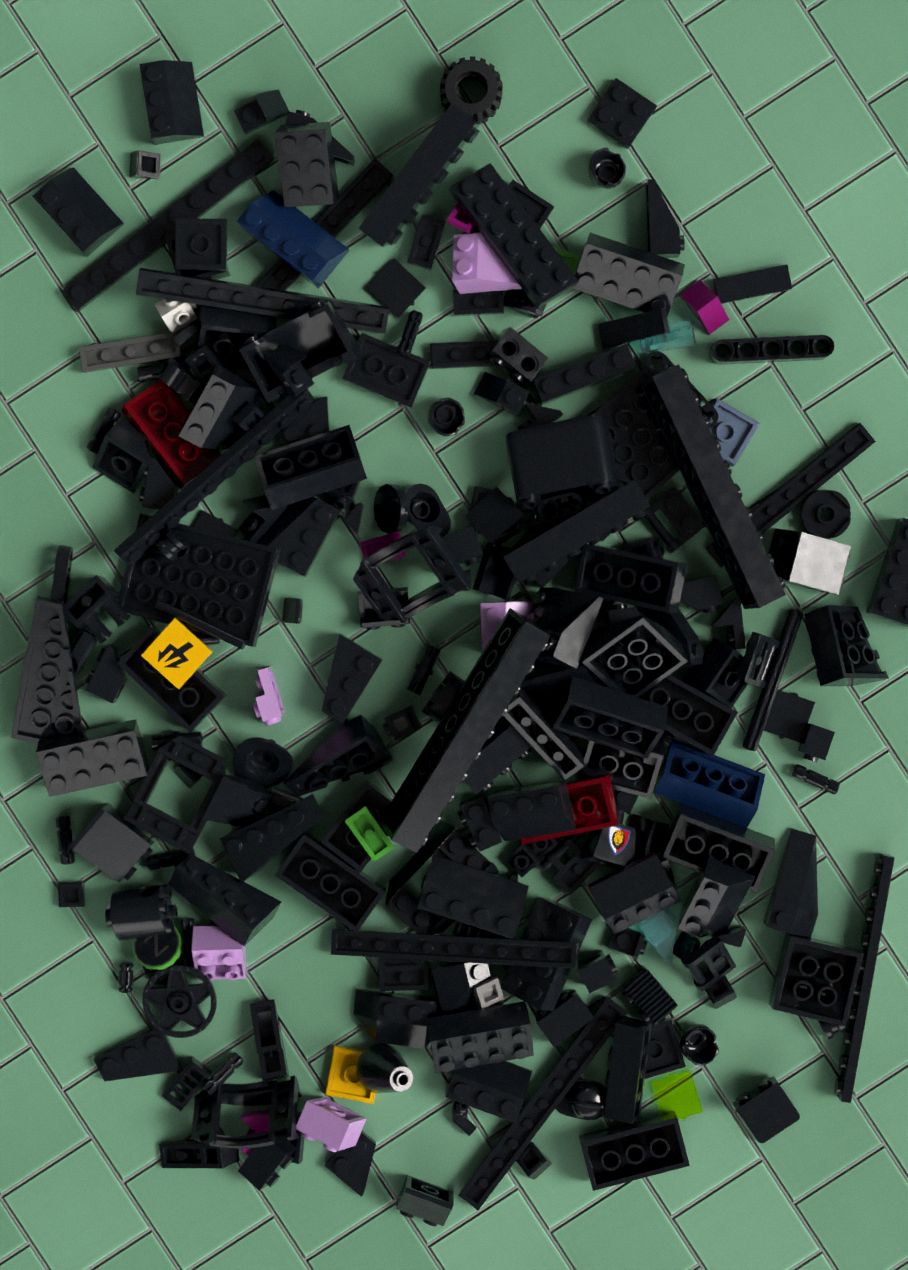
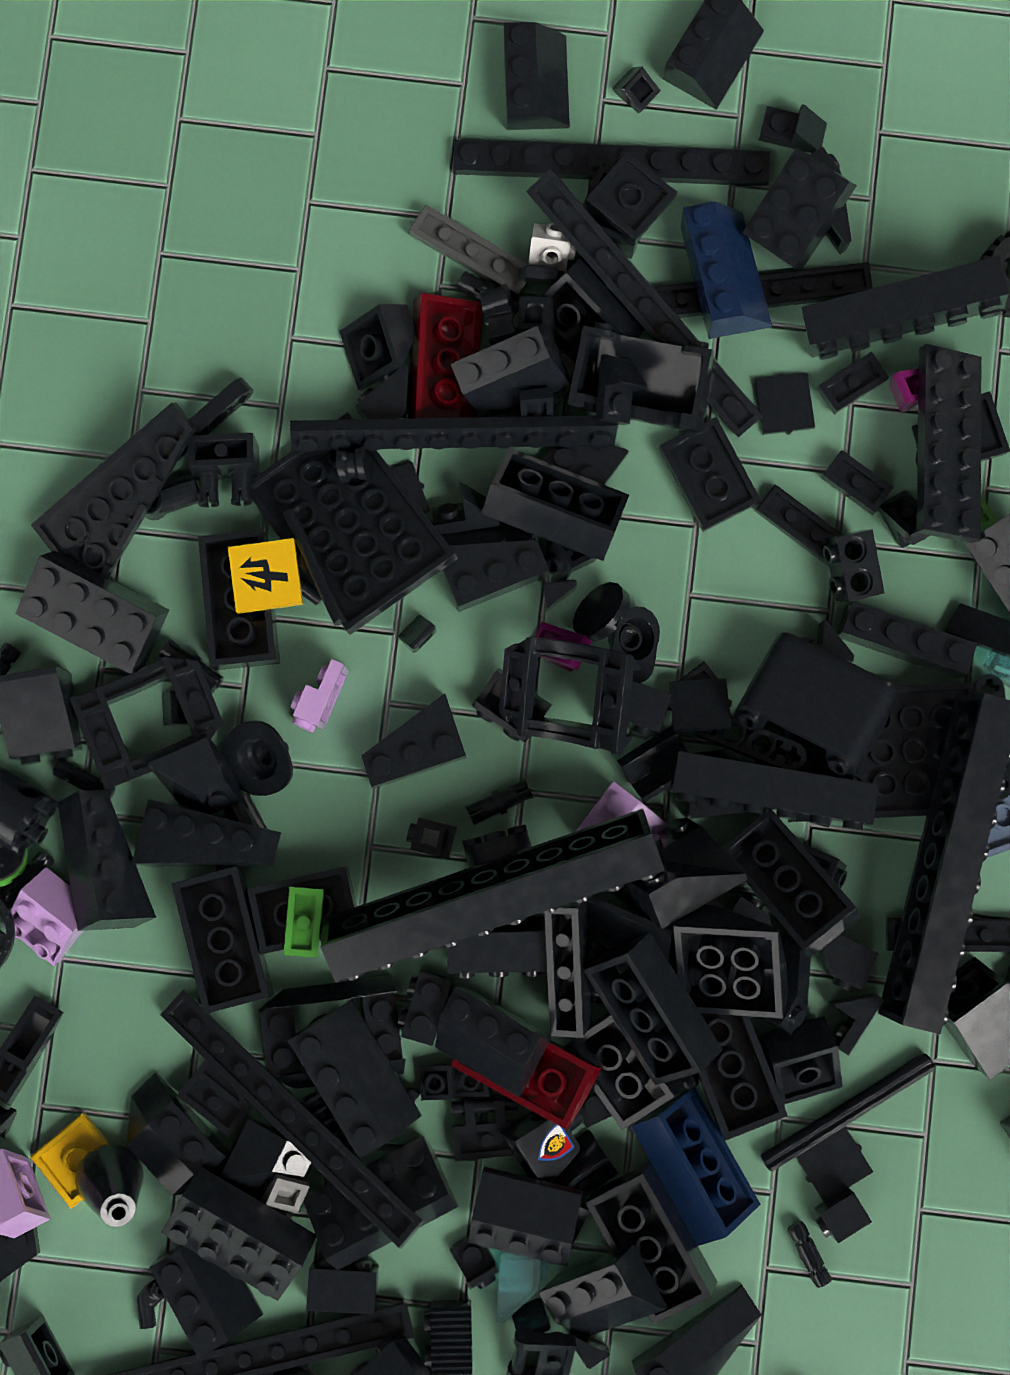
camera: 40 degrees right, 5 degrees down
(103, 428) = (401, 296): black axle -> none
(108, 677) = (177, 546): black slope -> none
(346, 752) = (350, 820): black wedge -> none
(410, 333) = (763, 457): black axle -> none
(446, 416) = (732, 567): black hair -> none
(478, 267) = (889, 446): lavender slope -> none
(502, 393) = (807, 592): black slope -> none
(597, 971) = (418, 1267): black brick -> none
(679, 515) = (887, 861): black plate -> none
(757, 659) = (851, 1077): black plate -> none
(842, 647) = (948, 1137): black wedge -> none

